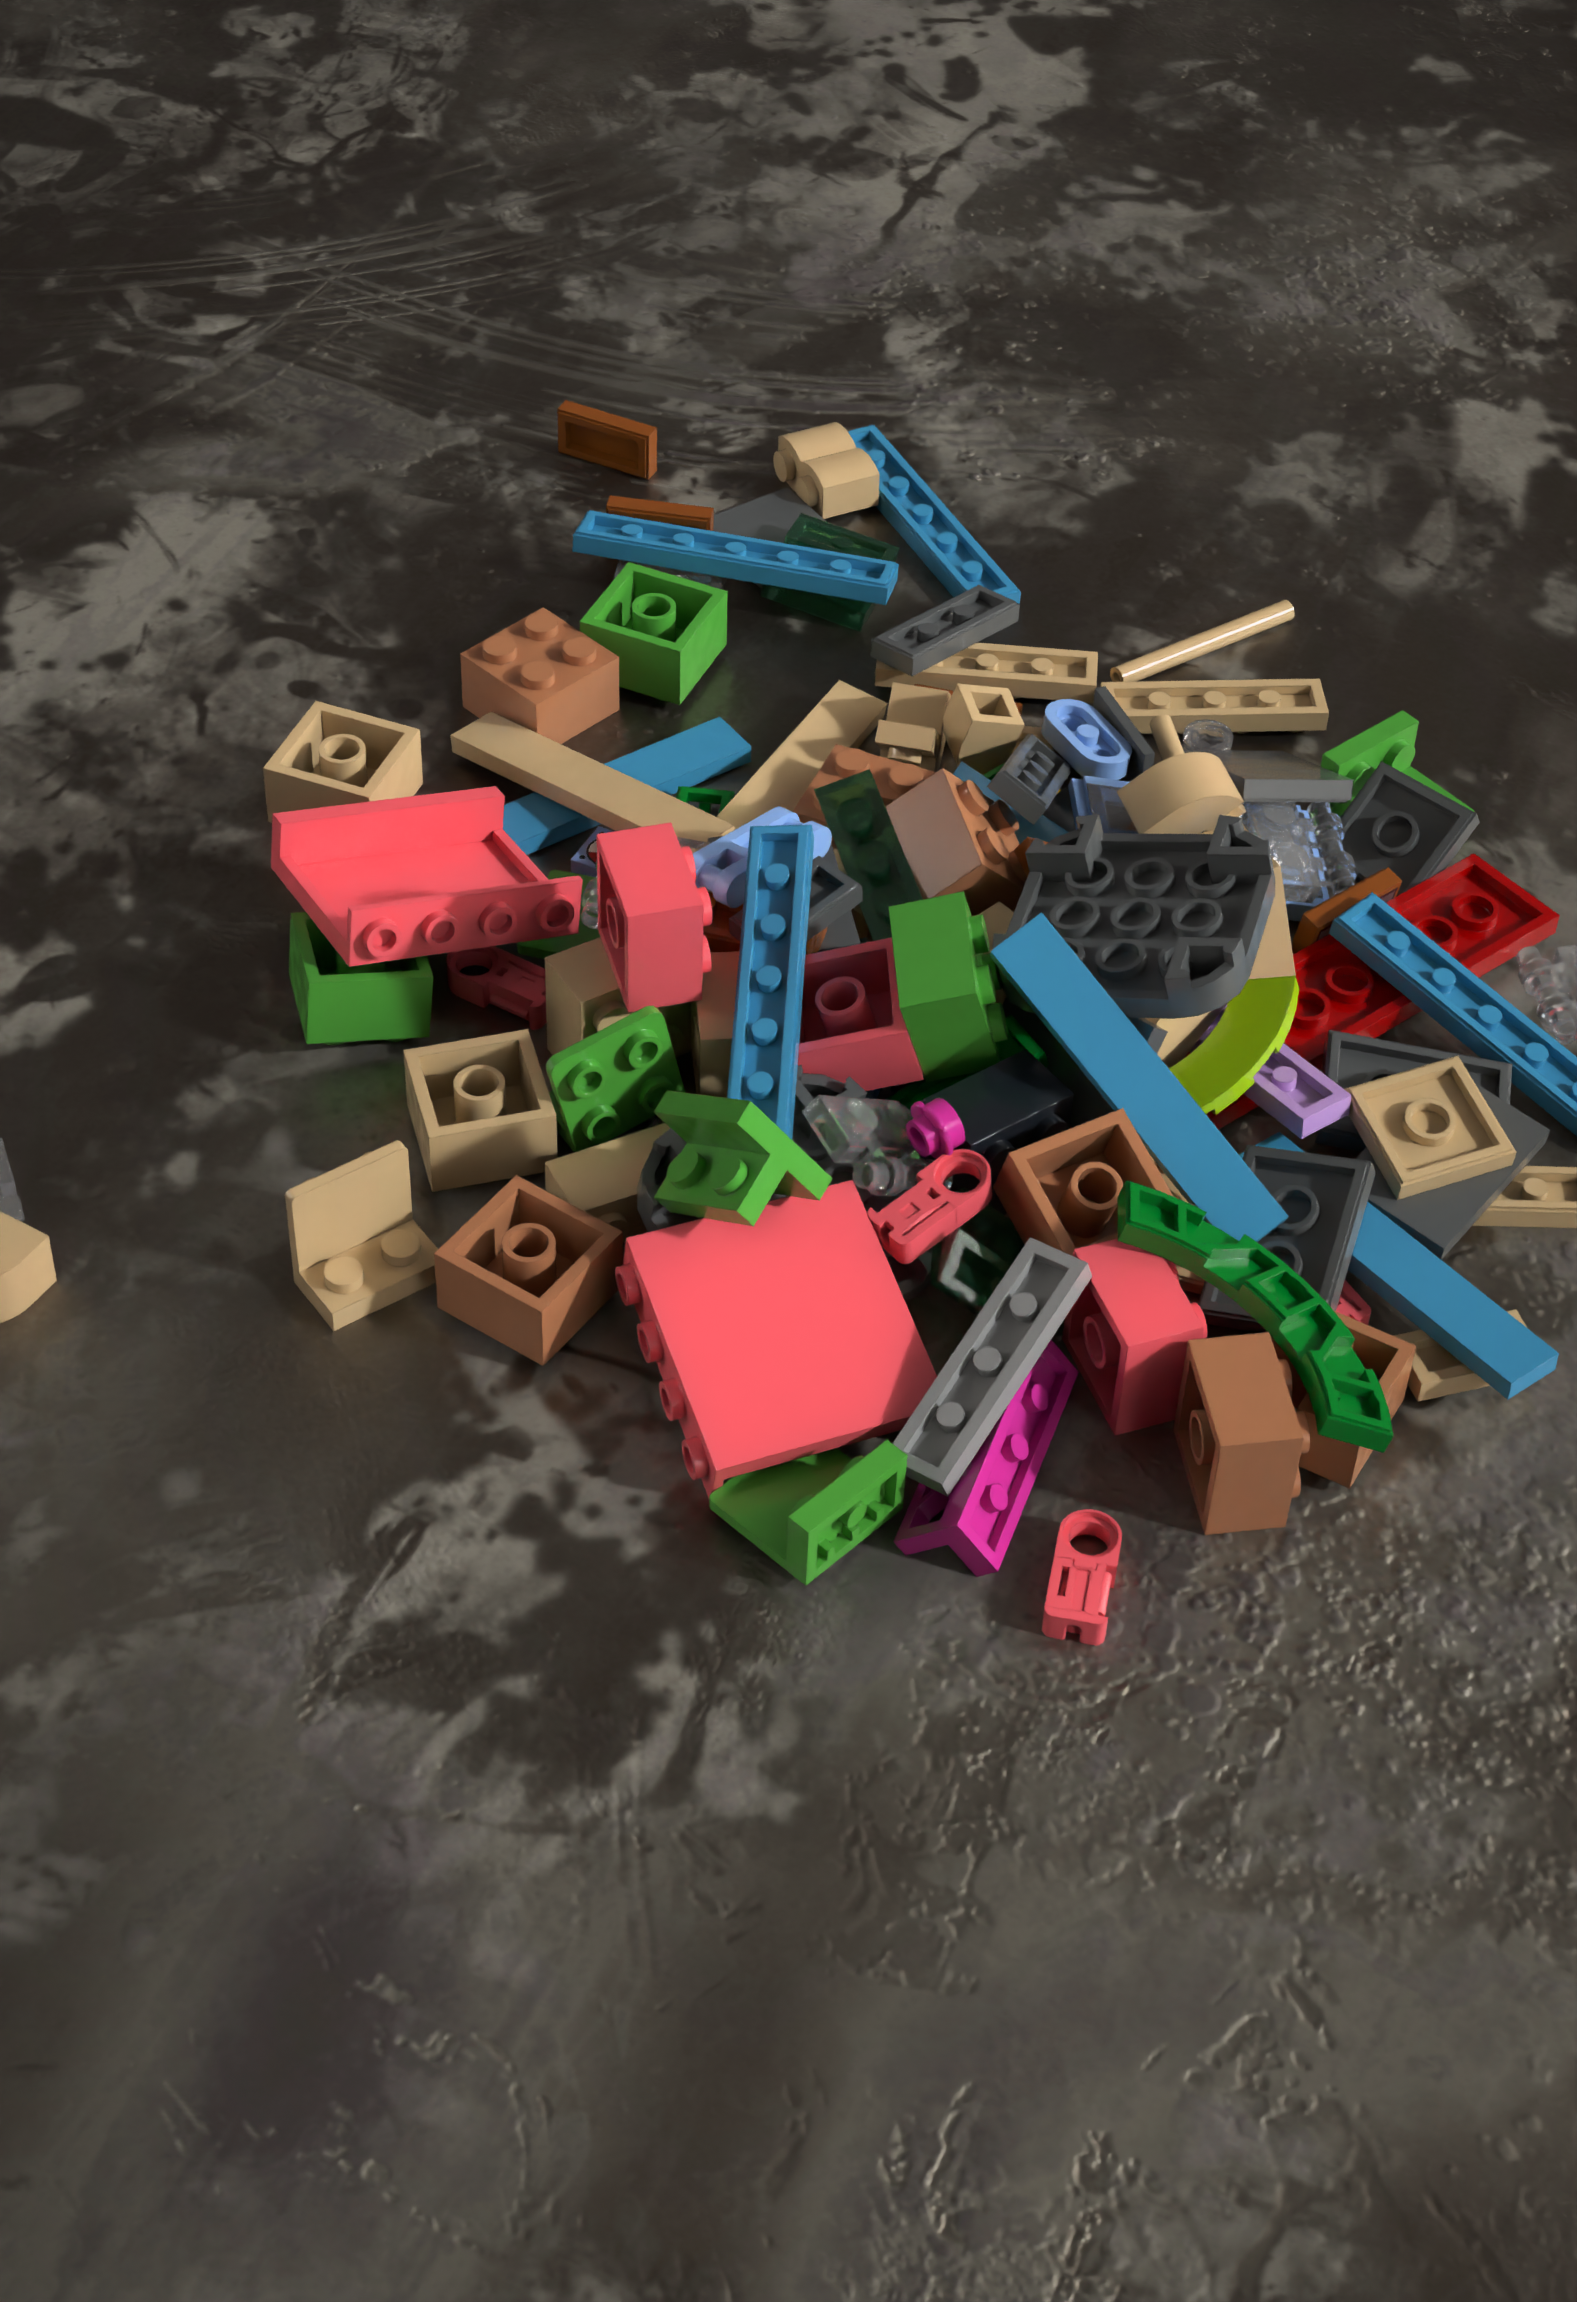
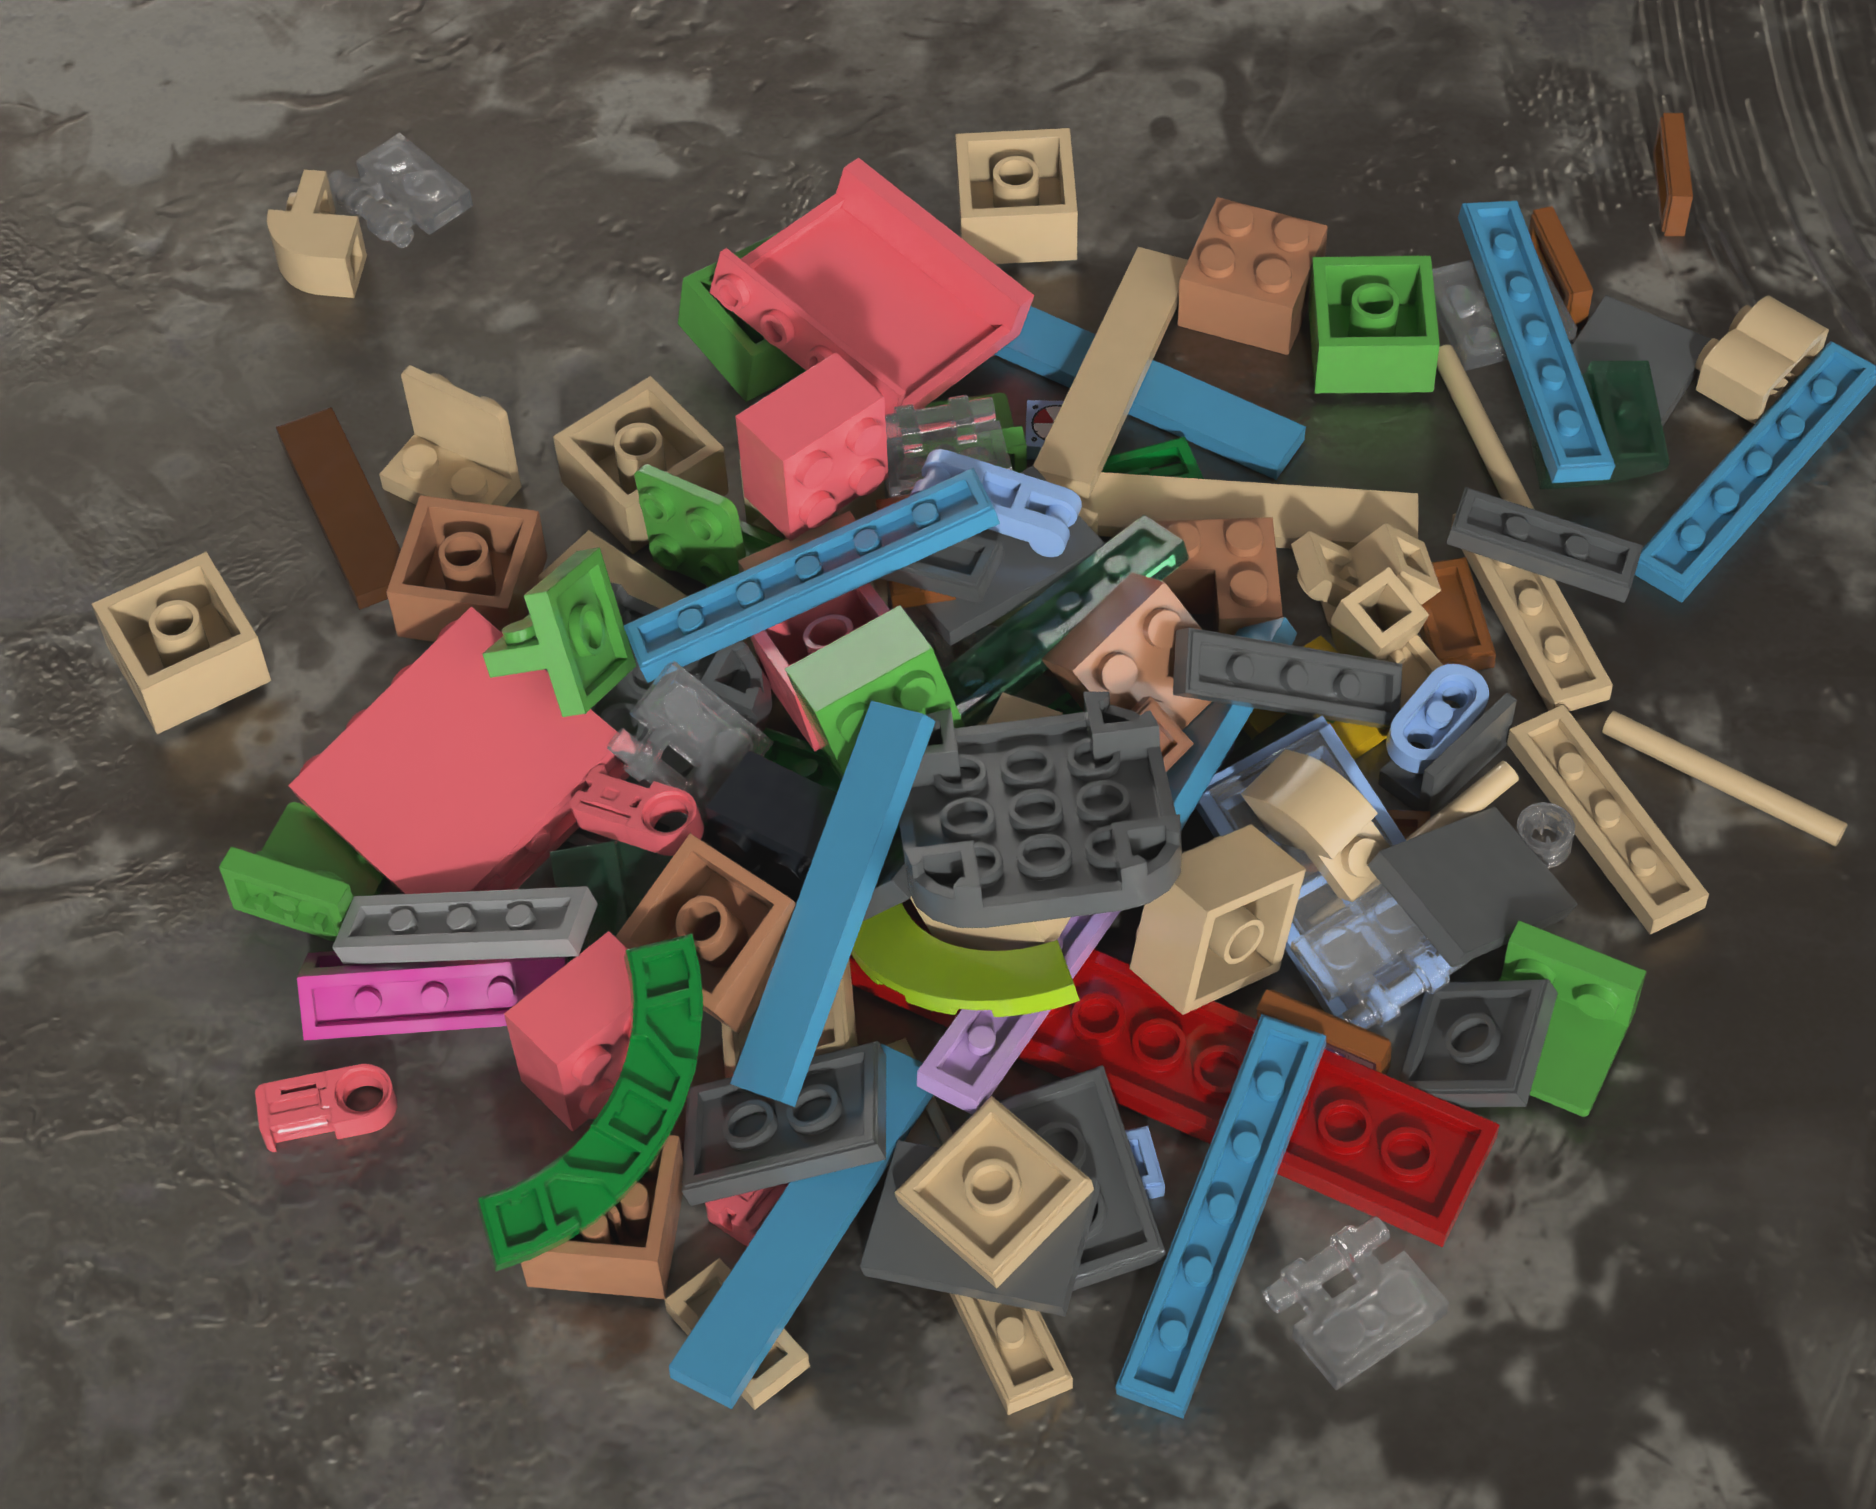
camera: 70 degrees right, 10 degrees up
(346, 1358) = (342, 504): none -> reddish brown tile
(467, 1512) = (182, 642): none -> tan brick
(799, 636) = (1480, 427): none -> tan piece
(935, 1128) = (705, 769): dark pink plate -> none
(1239, 1433) = (492, 1143): nougat brick -> none

